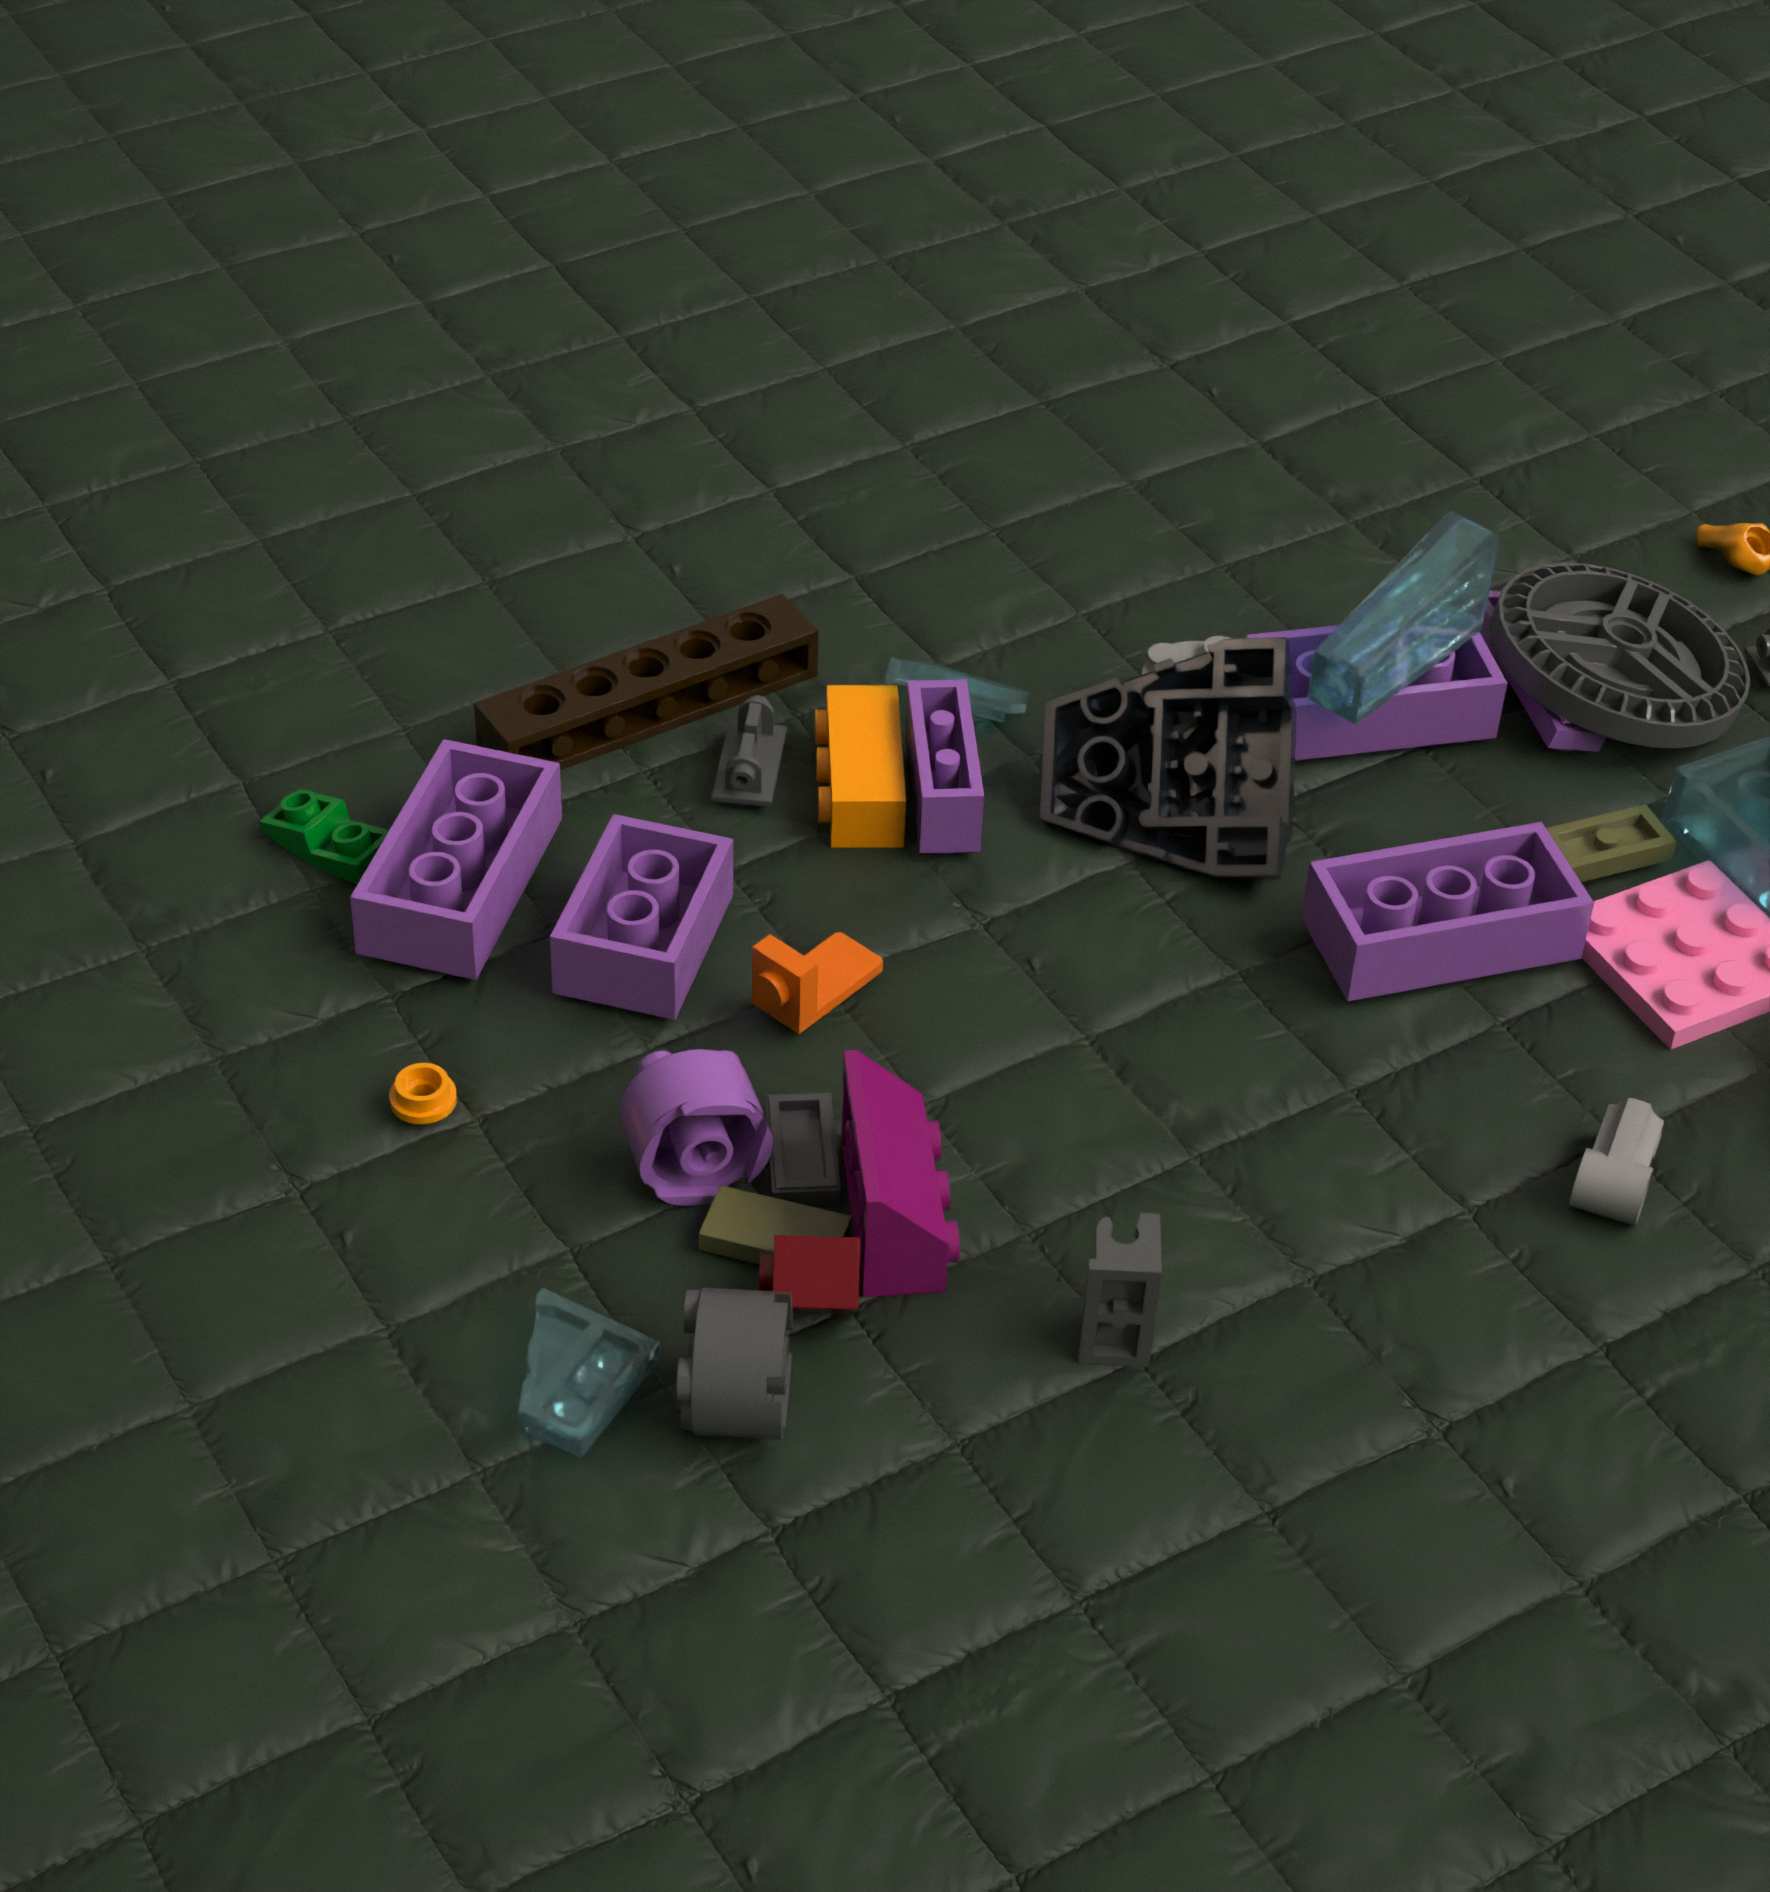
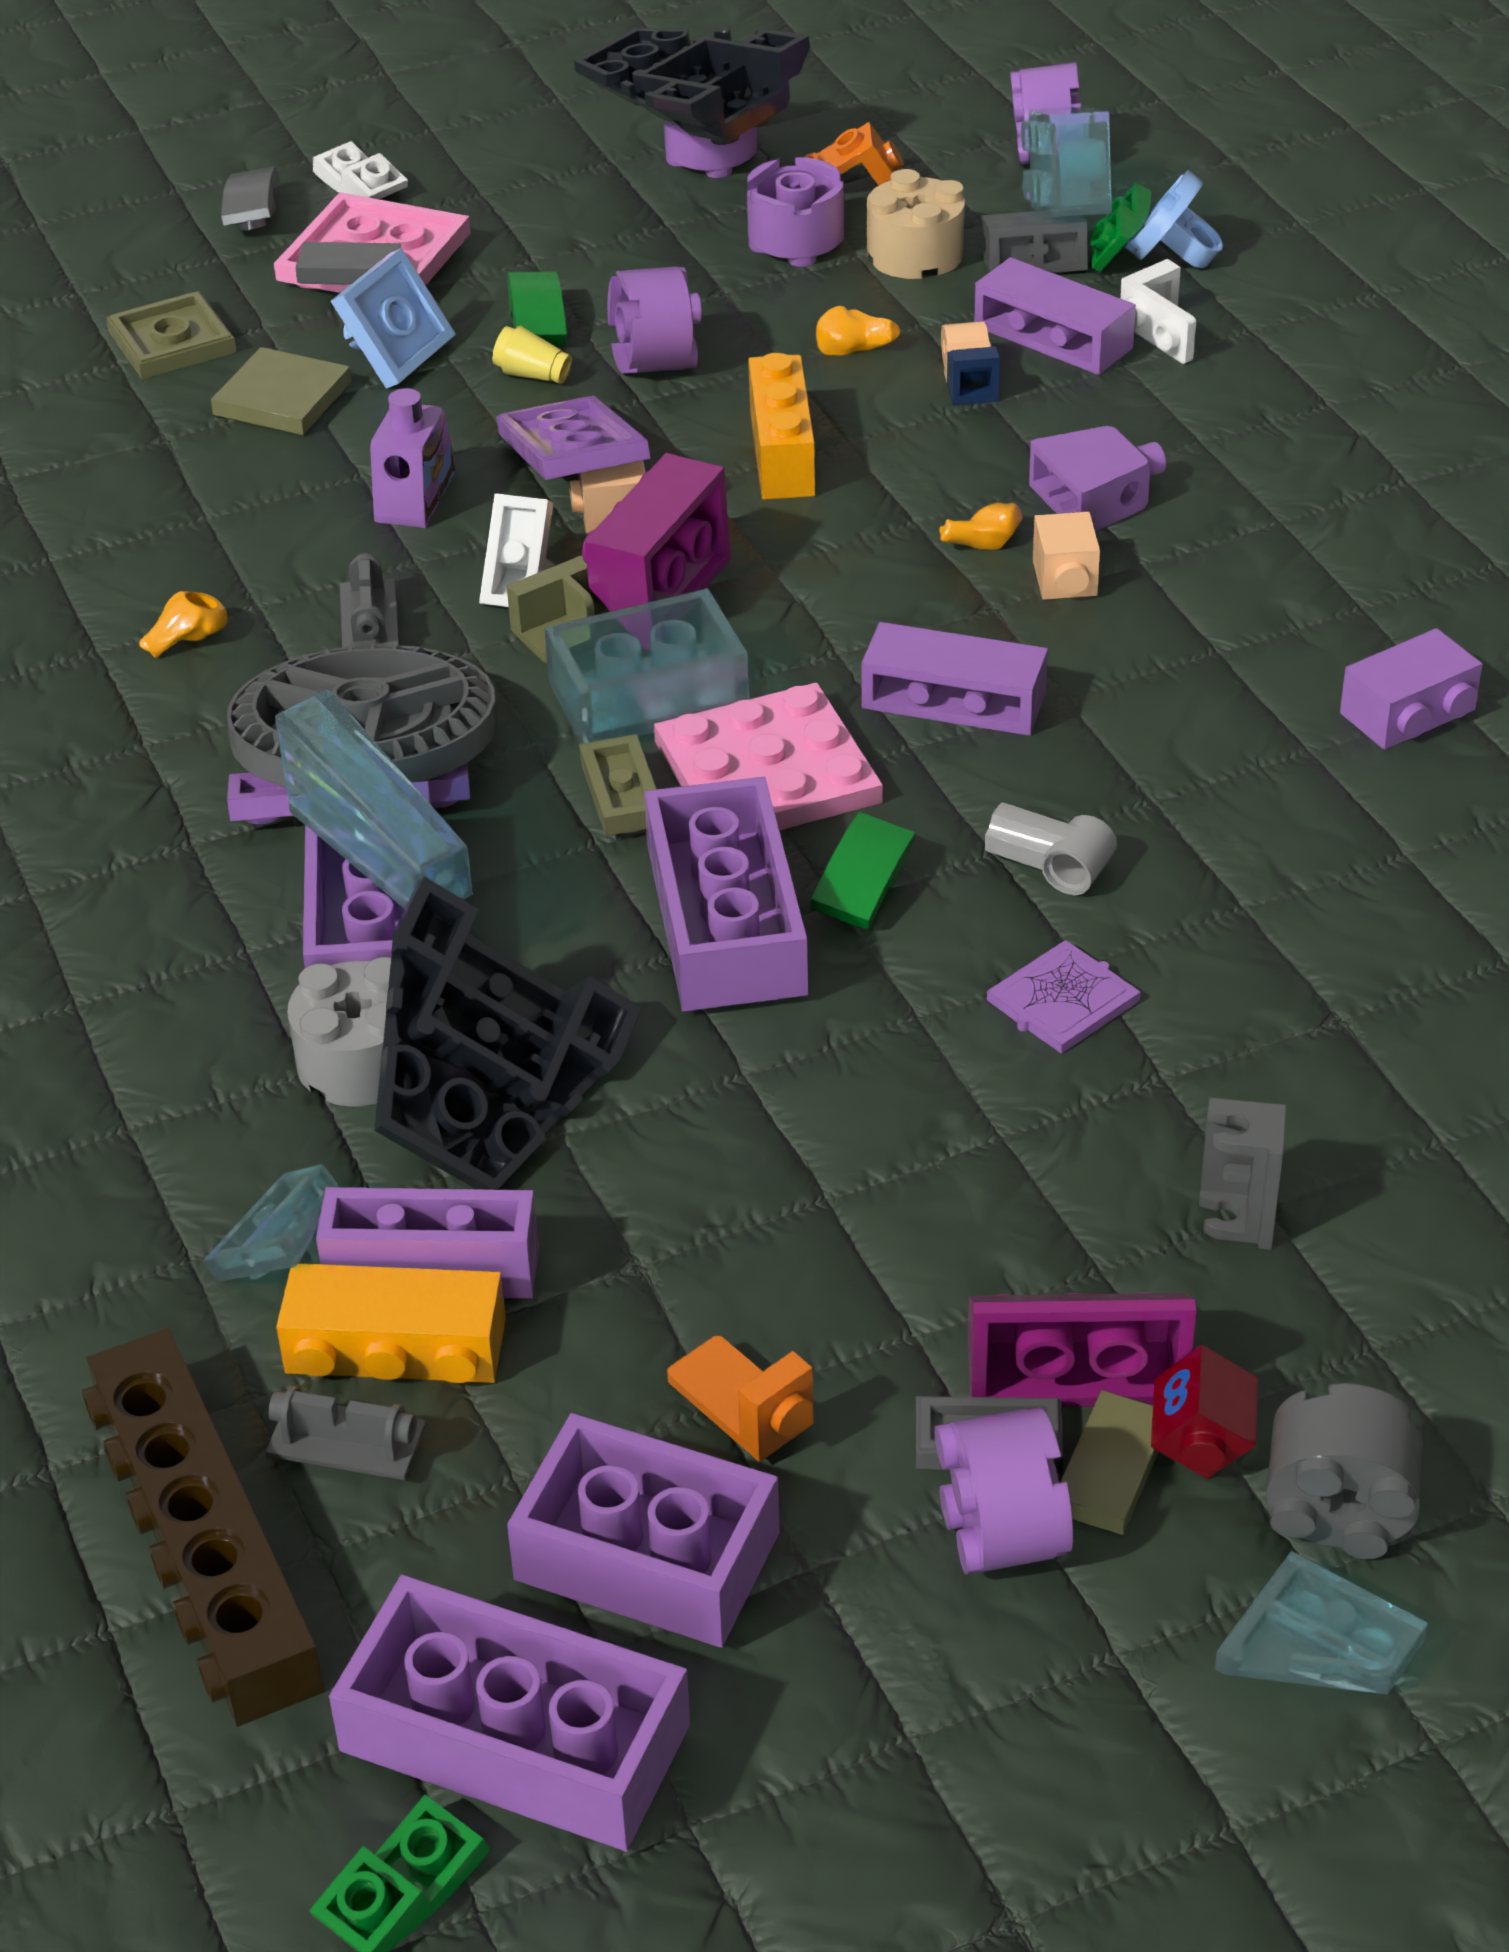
camera: 80 degrees left, 0 degrees up
(422, 1094) = (891, 1757): light orange plate -> none
(1404, 1194) = (1063, 996): none -> medium lavender piece
(1547, 1019) = (862, 870): none -> green slope

